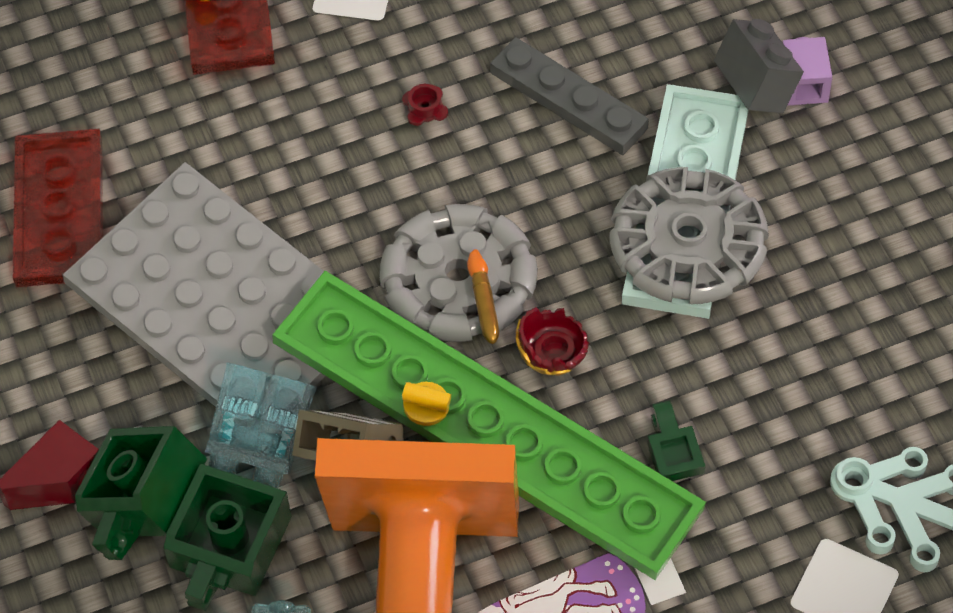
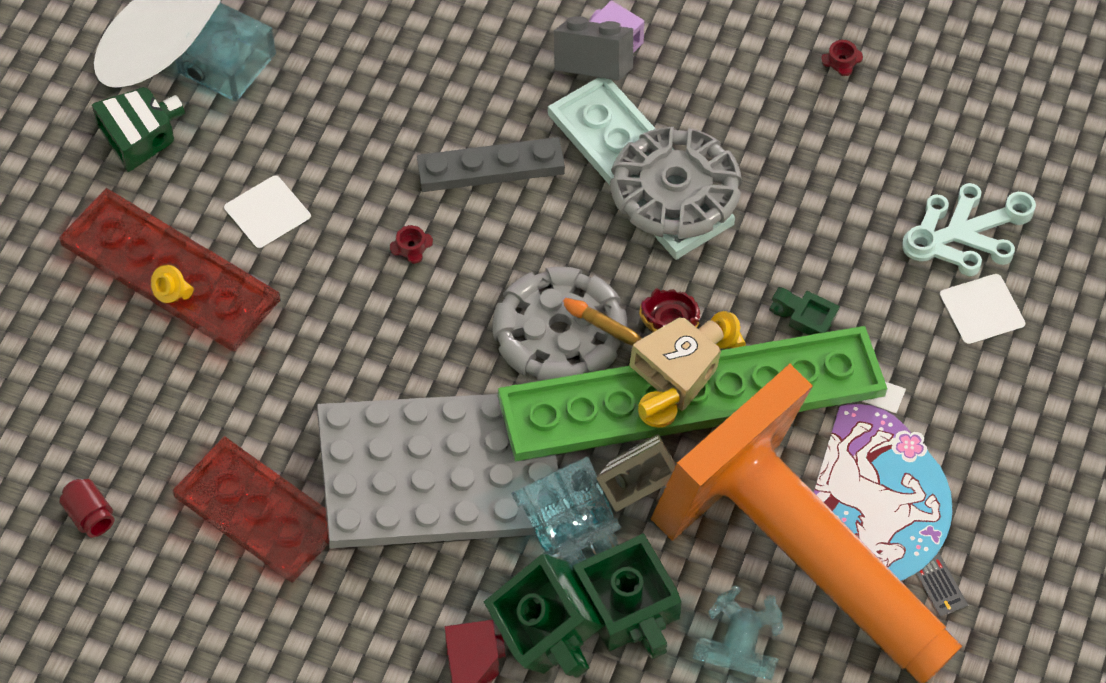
camera: 50 degrees left, 0 degrees up
(494, 378) = (678, 357): none -> tan torso
(586, 400) = (731, 330): none -> yellow plate

